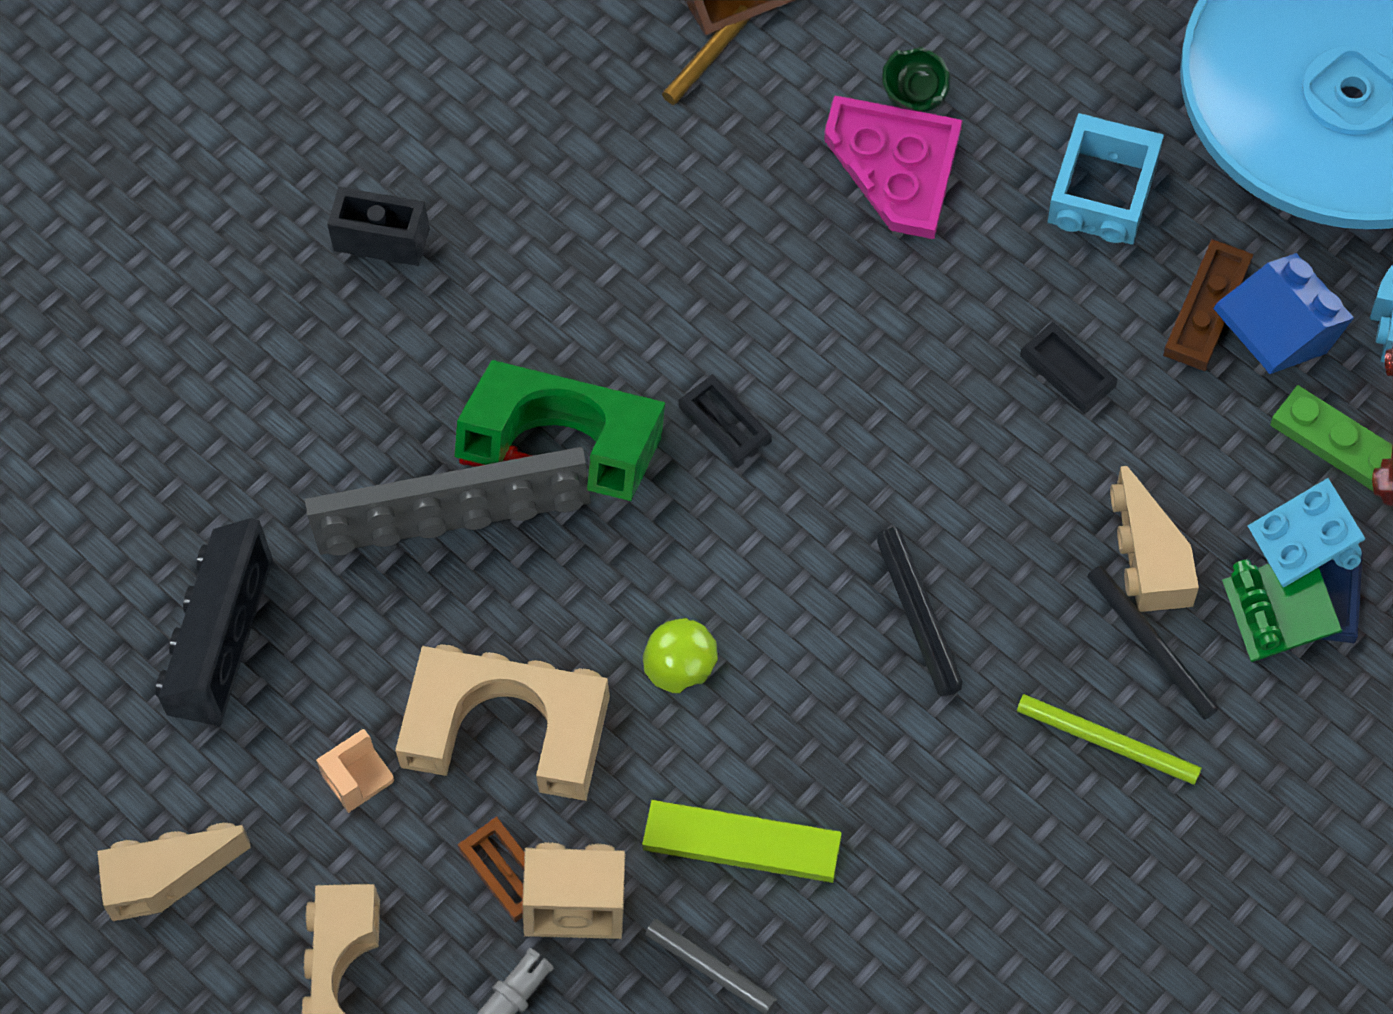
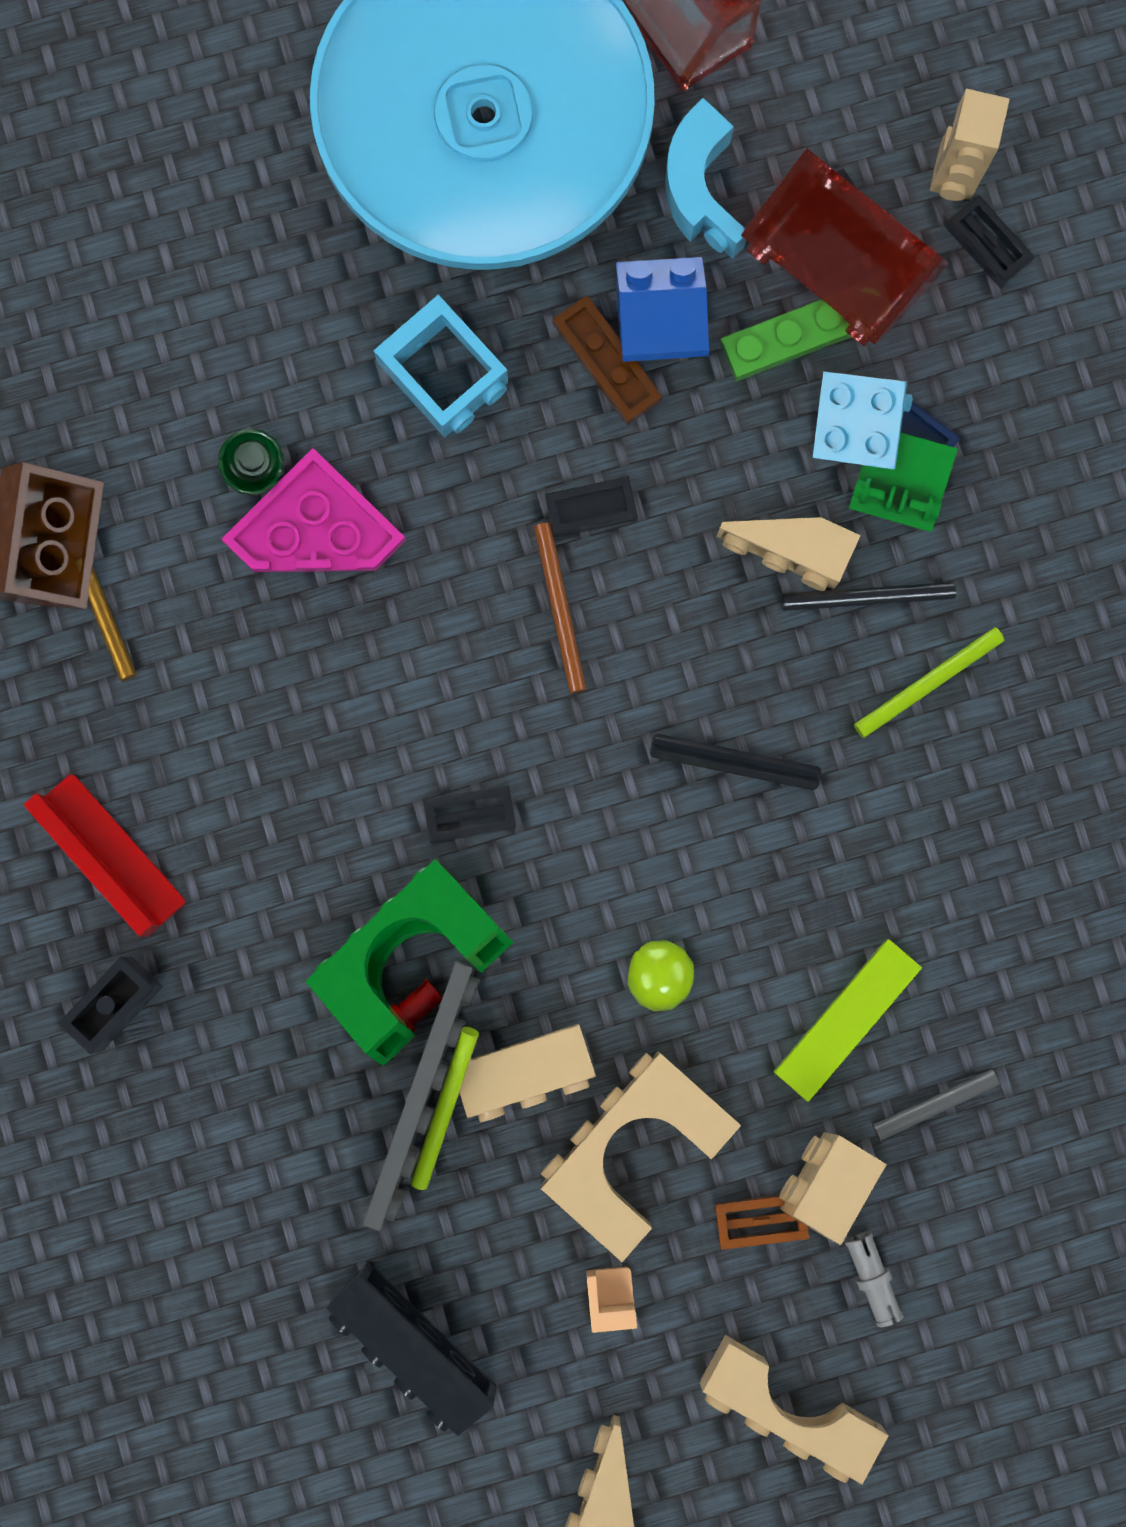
camera: 65 degrees left, 20 degrees up
(447, 528) = (444, 1108): none -> lime bar
(503, 163) = (106, 855): none -> red panel
(520, 584) = (526, 1073): none -> tan brick
(958, 392) = (560, 608): none -> dark orange bar

